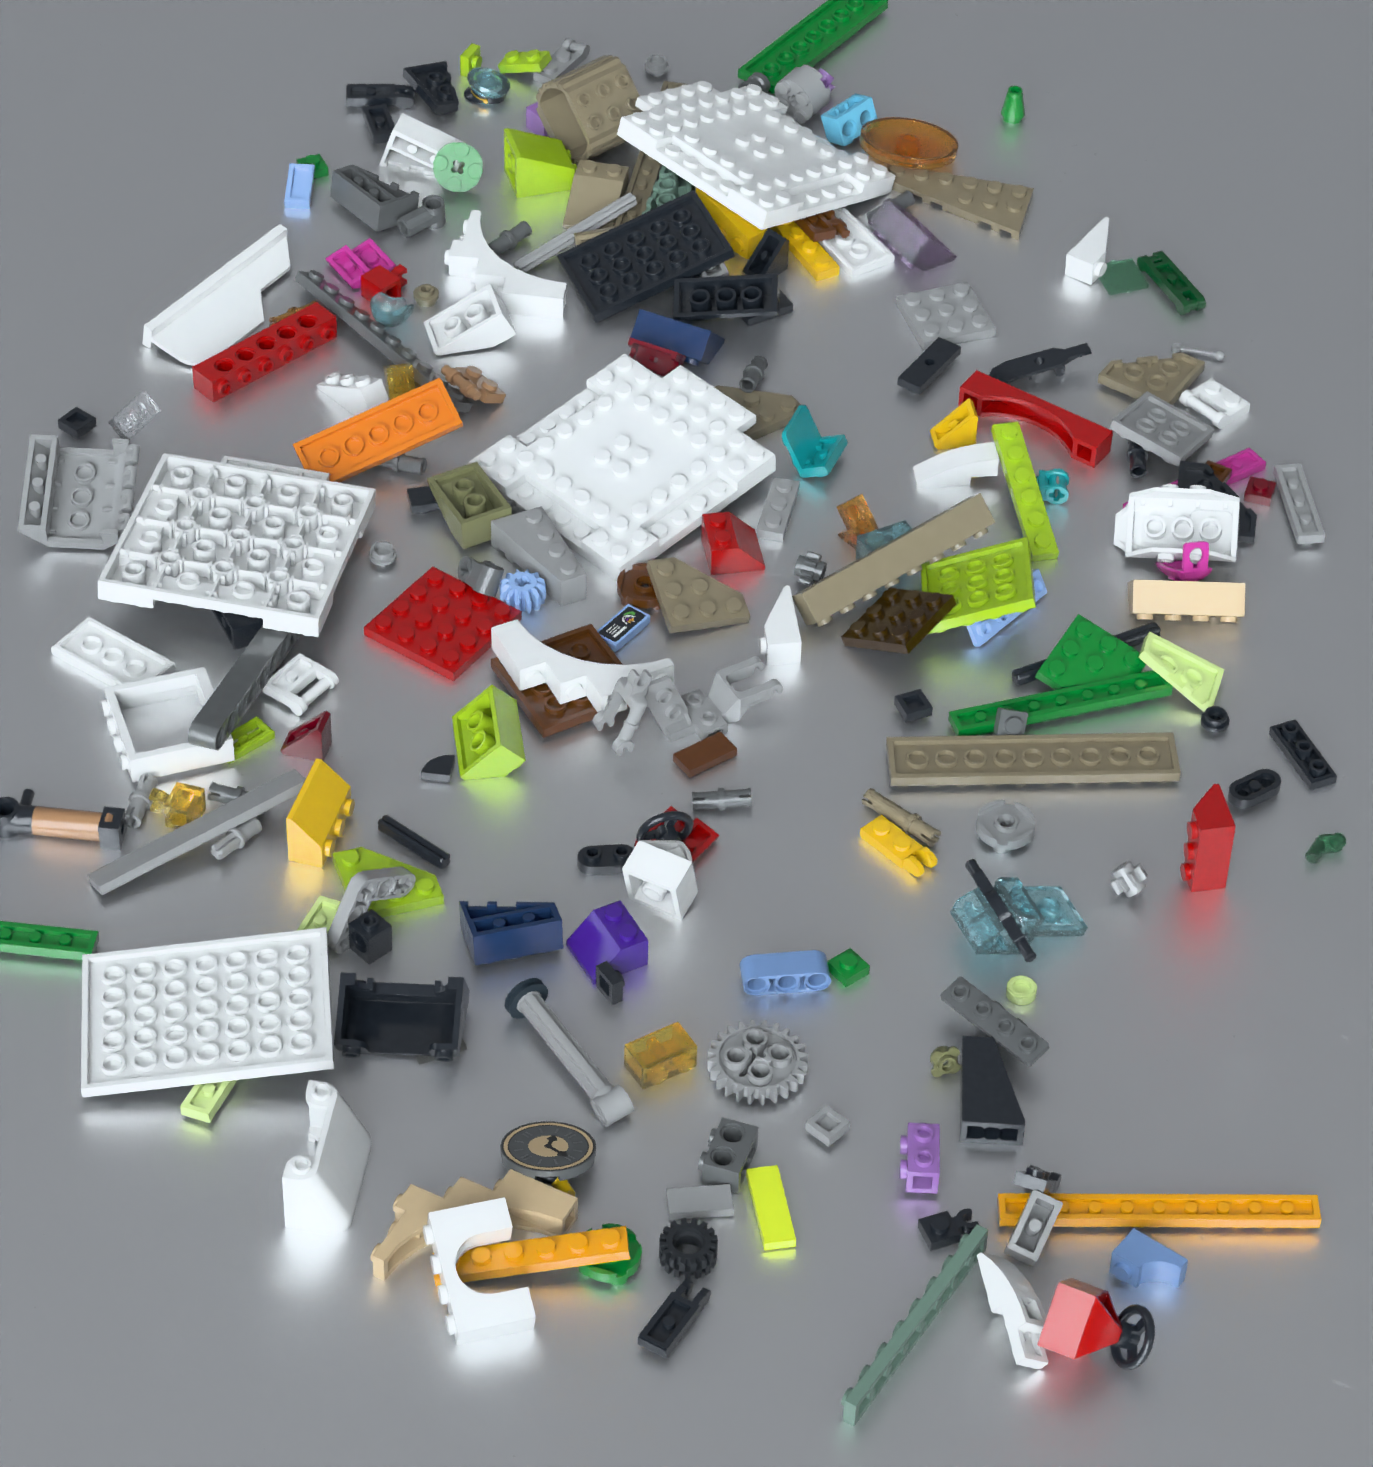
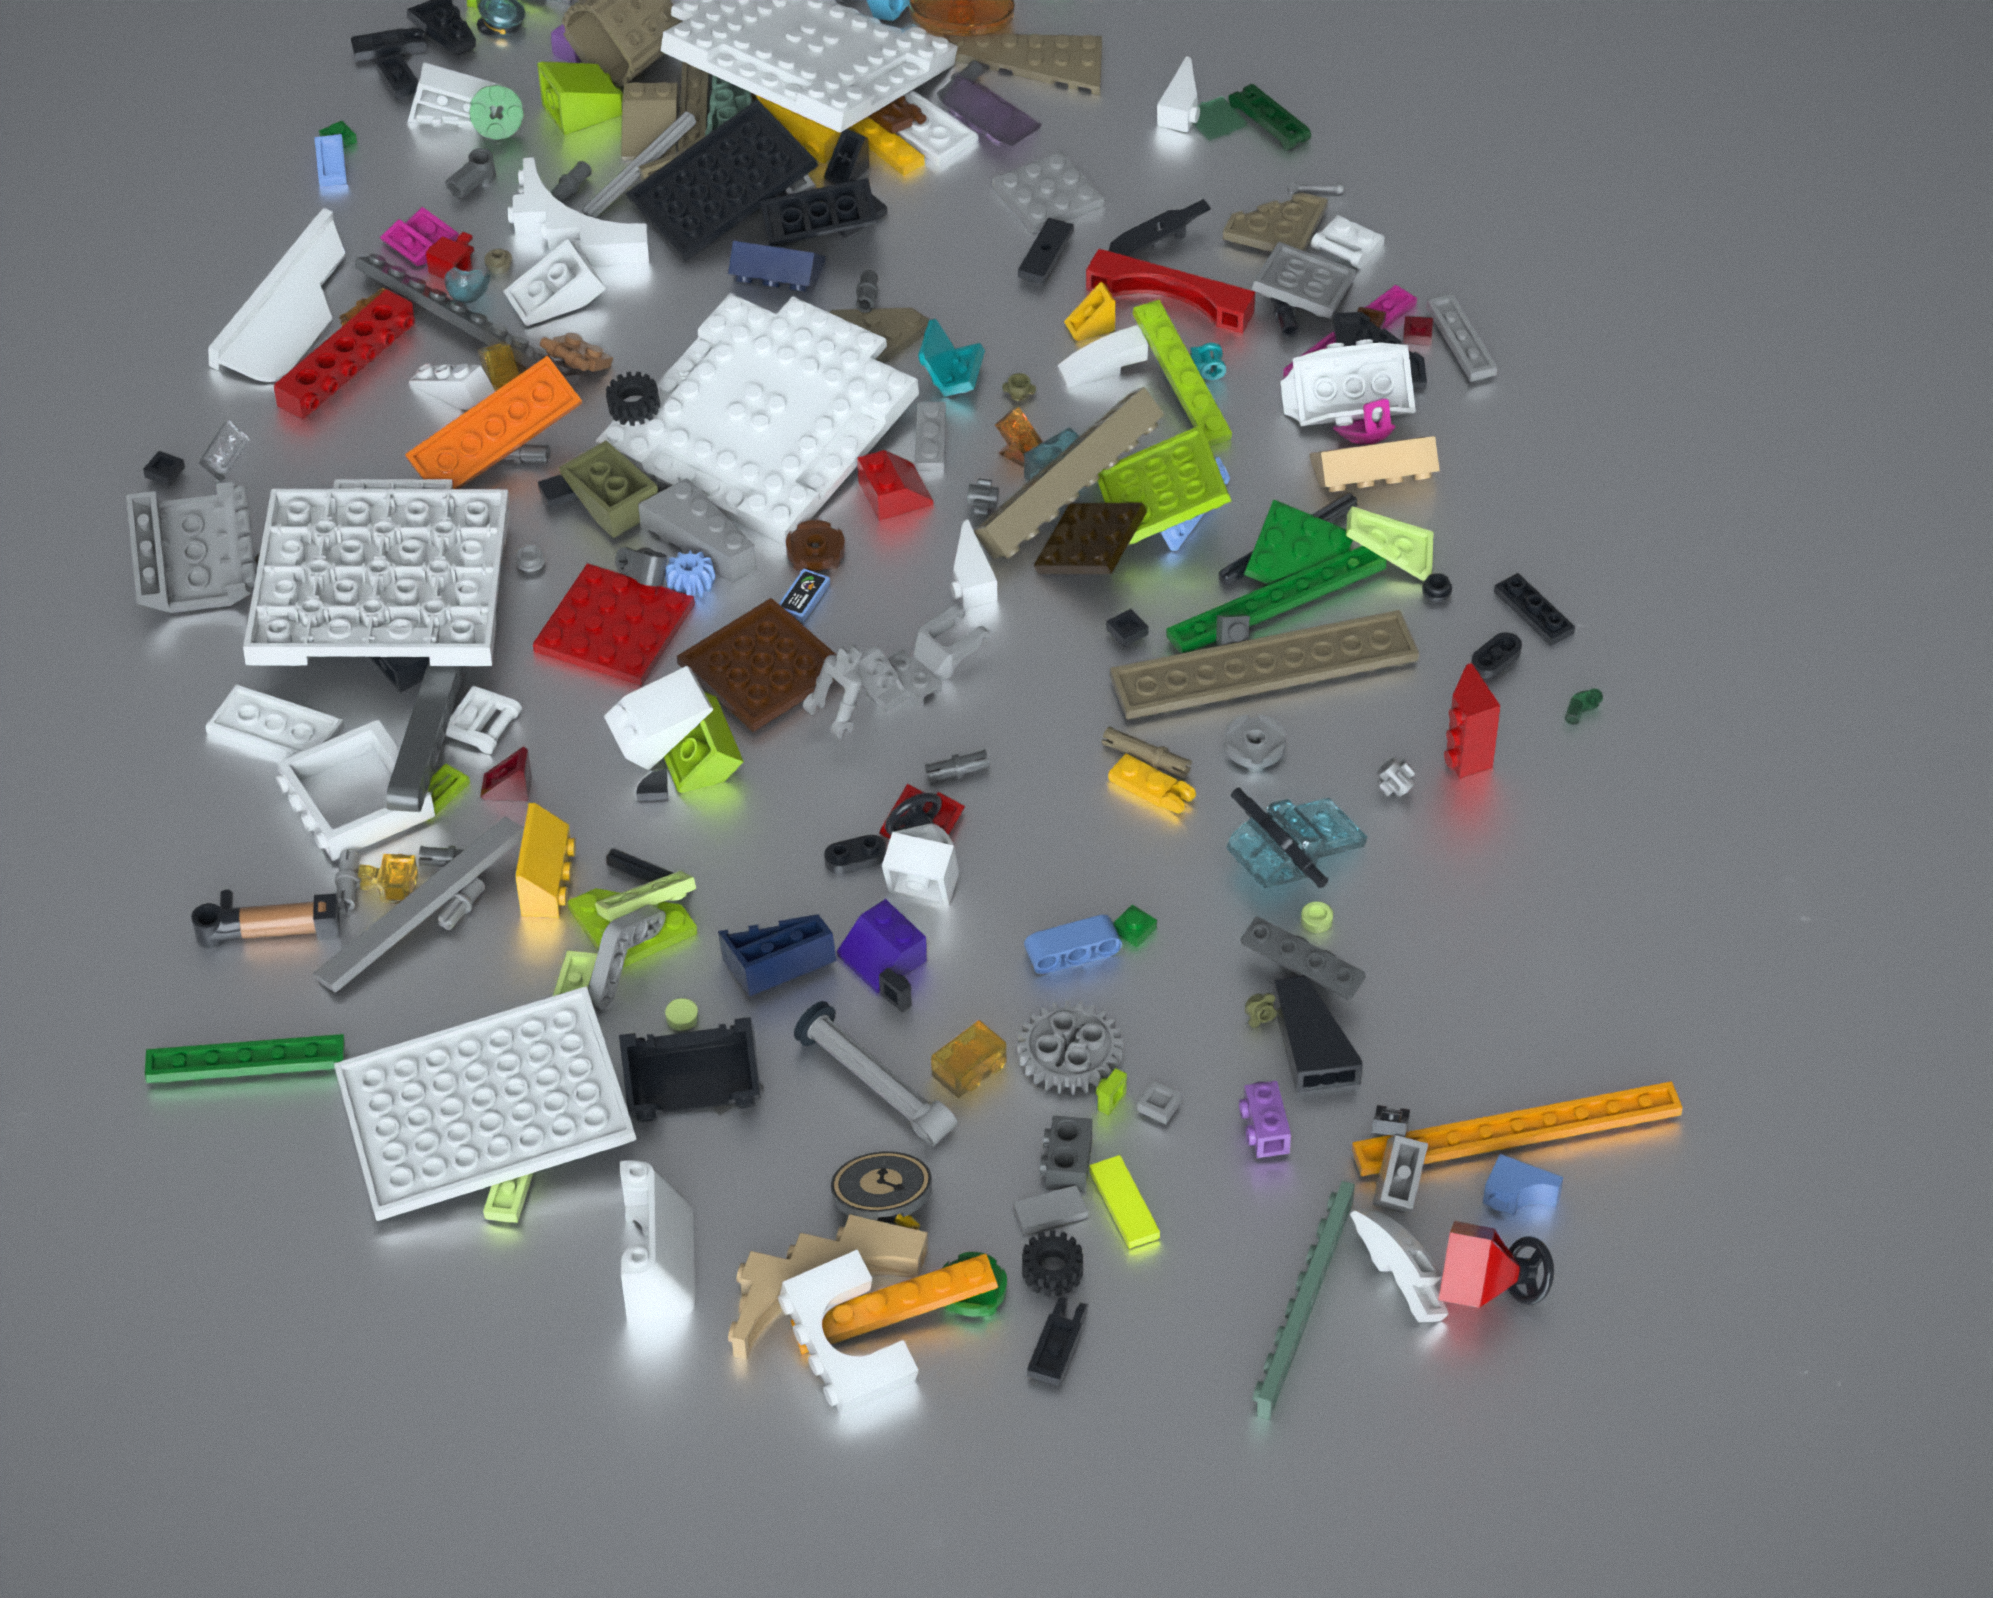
camera: 10 degrees left, 5 degrees up
(370, 936) = (633, 986): black brick -> none
(371, 199) = (412, 163): dark grey wedge -> none
(409, 969) = (681, 1014): none -> yellowish green tile
(427, 856) = (666, 888): none -> yellowish green plate
(456, 707) = (658, 716): none -> white slope
(510, 418) = (634, 410): none -> black tyre
(569, 678) = (766, 663): white arch -> none
(655, 358) = (761, 291): dark red hinge -> none
(693, 598) = (869, 550): dark tan plate -> none
(705, 754) = (926, 720): reddish brown tile -> none
(785, 1107) = (1111, 1091): none -> lime plate
(871, 479) = (1019, 386): none -> olive plate
(943, 1230) = (1306, 1192): black plate -> none

